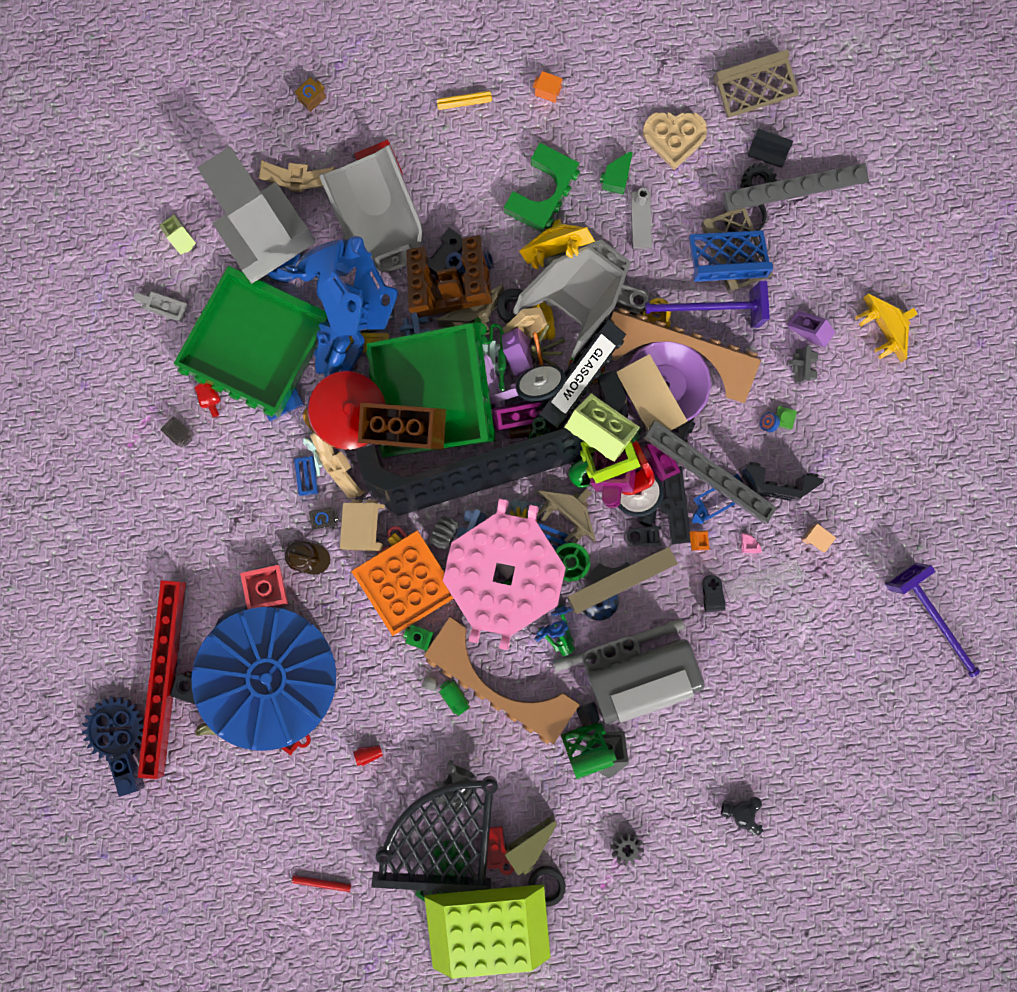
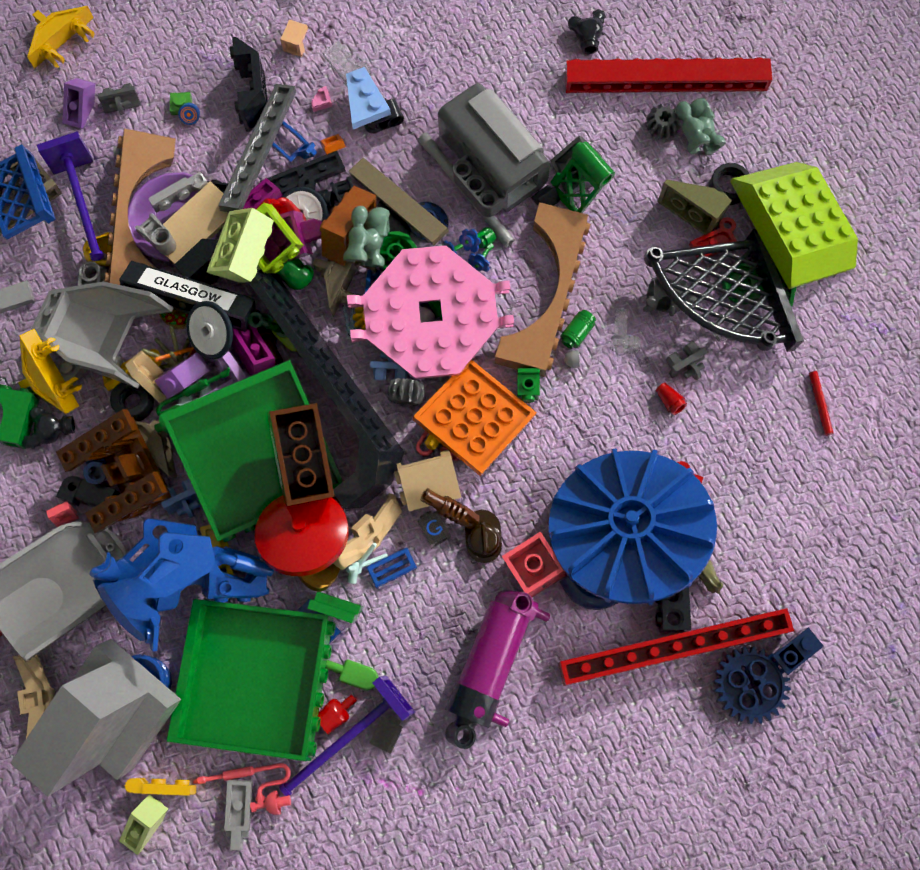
camera: 115 degrees left, 10 degrees down
(160, 333) = (272, 802): none -> coral piece
(199, 252) = (159, 786): none -> yellow hinge
(199, 443) = (391, 699): none -> dark purple tile
(199, 526) = (489, 665): none -> magenta piece
(232, 422) = (354, 674): none -> bright green piece
(284, 421) = (335, 607): none -> green slope
(332, 536) = (451, 509): none -> reddish brown hinge
(397, 790) = (694, 356): none -> dark grey hips
(432, 730) = (621, 341): none -> clear piece
(436, 229) = (62, 514): none -> coral plate
(513, 234) = (47, 428): none -> black animal
(585, 540) = (367, 236): none -> sand green animal
(608, 528) = (337, 226): none -> dark orange wedge
(610, 878) = (699, 126): none -> sand green animal
(650, 361) = (154, 233): none -> light grey piece
(672, 872) = (668, 75): none -> red brick
(684, 393) = (178, 191): none -> light grey hinge
(730, 581) = (365, 99): none -> light blue wing

